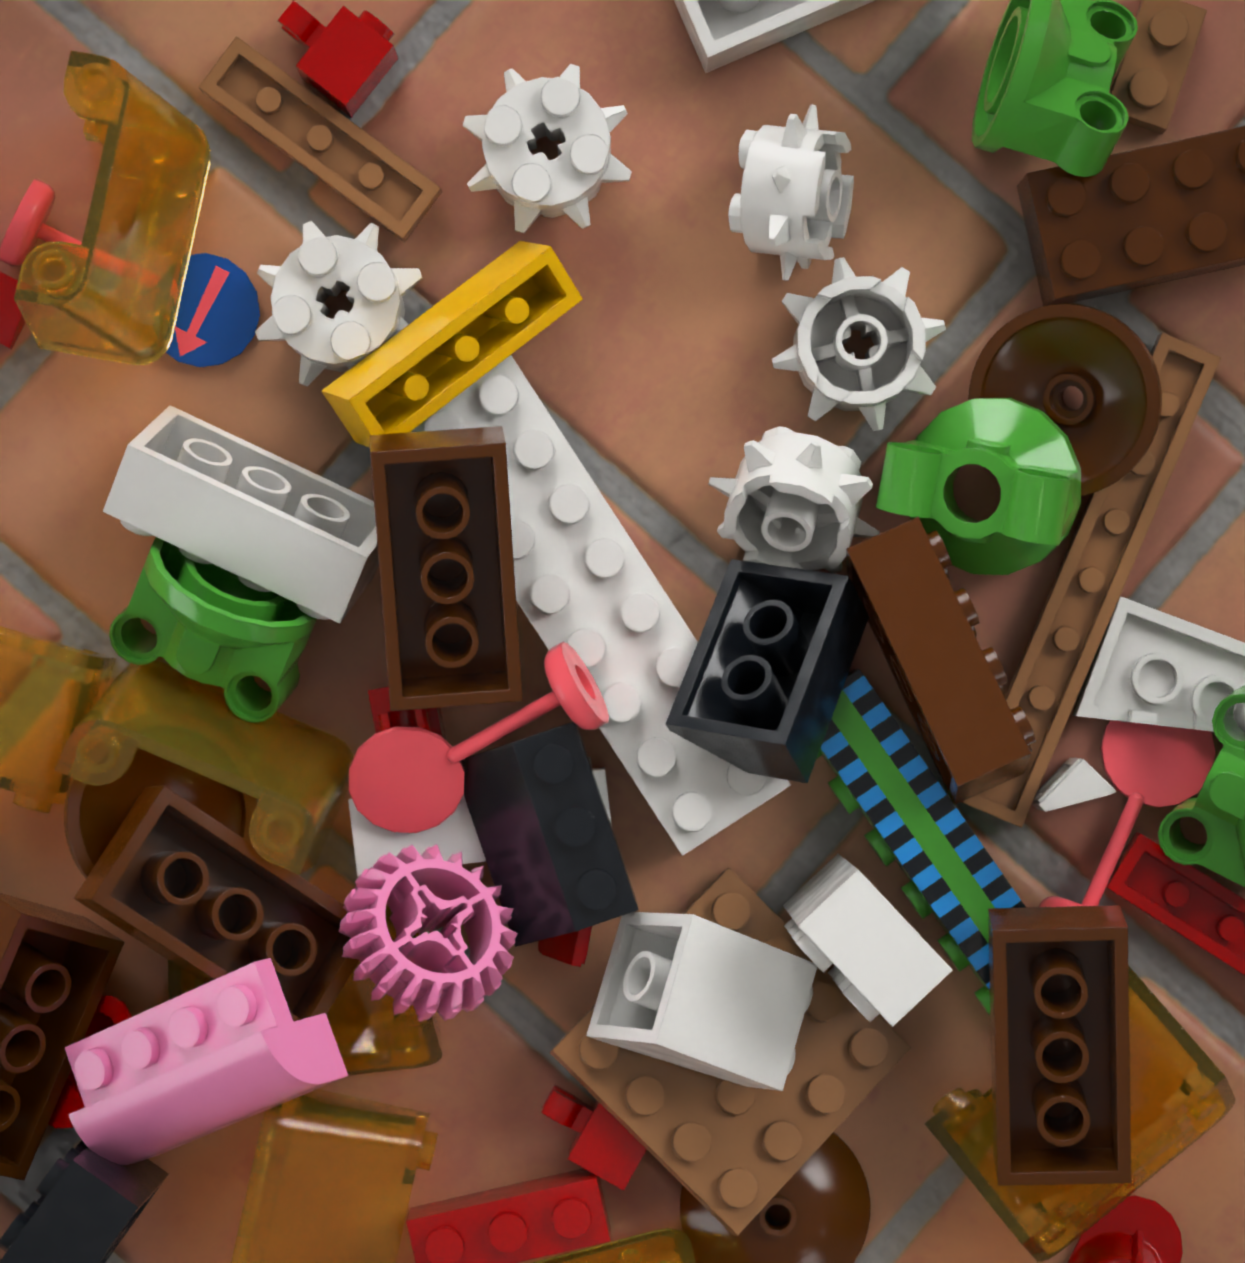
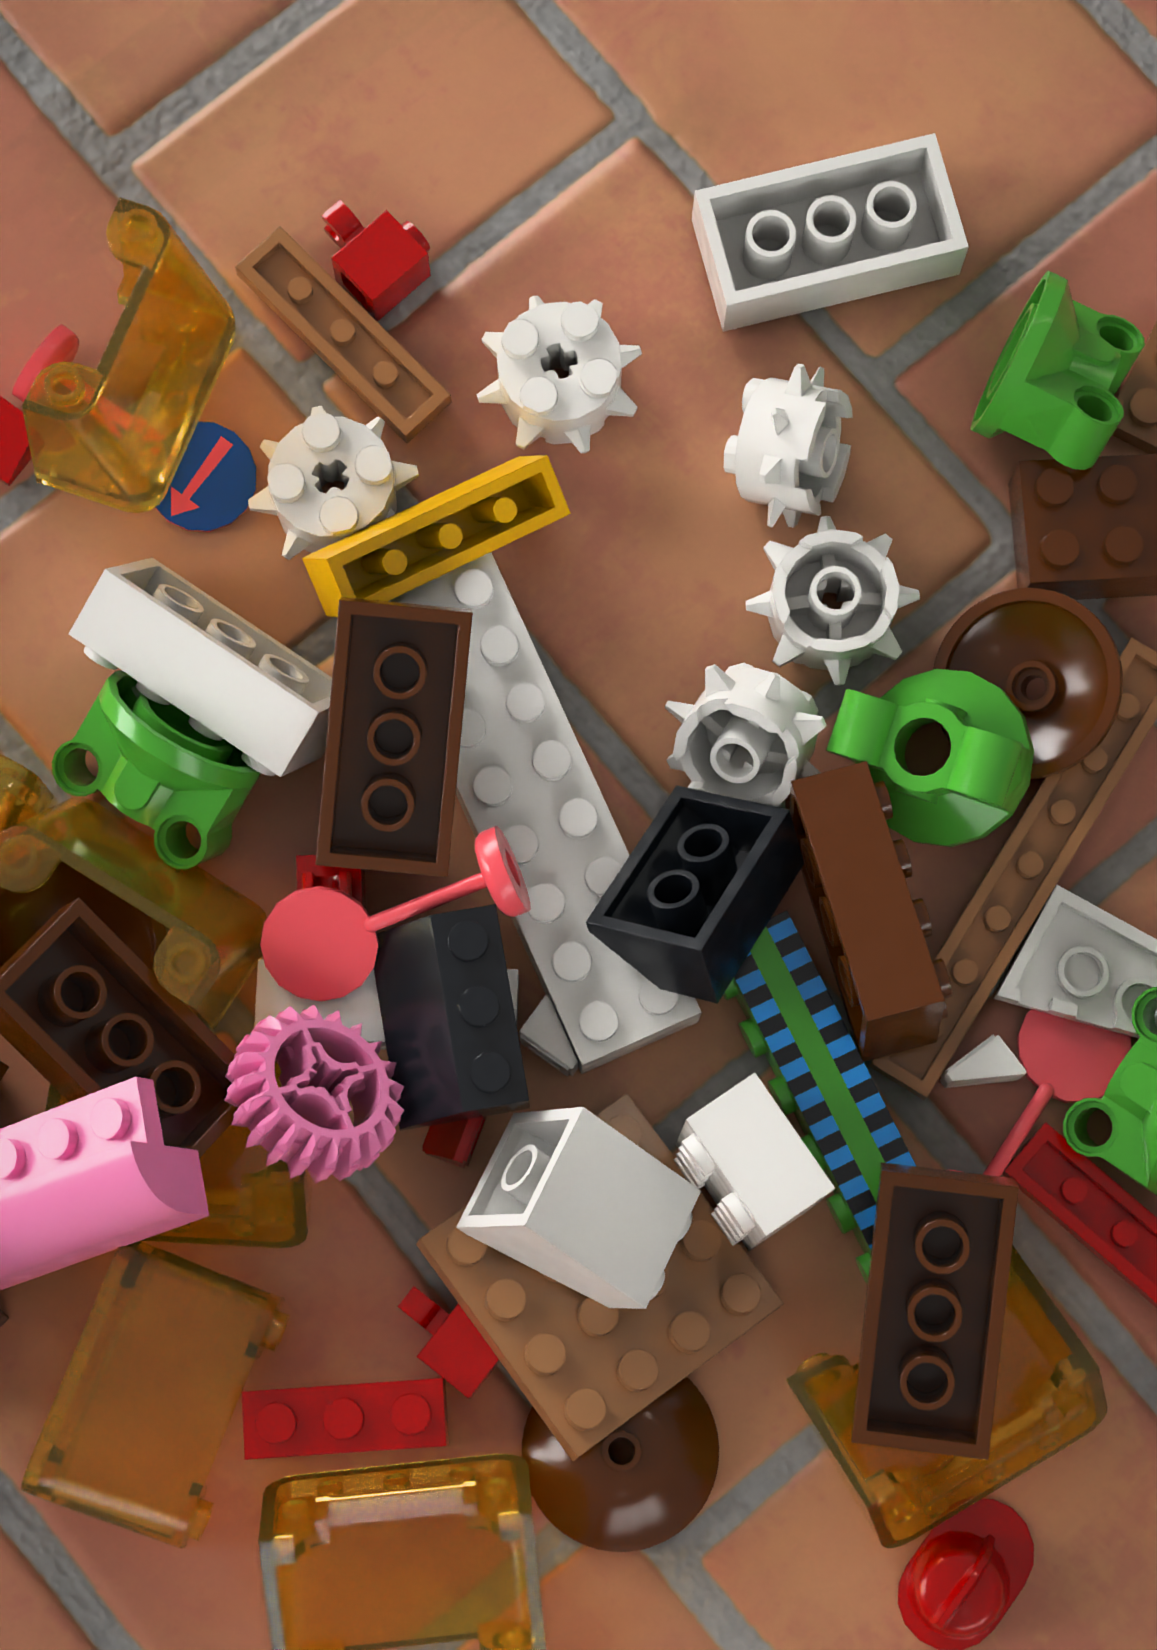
camera: 10 degrees right, 10 degrees down
(643, 827) = (547, 1038): none -> white slope

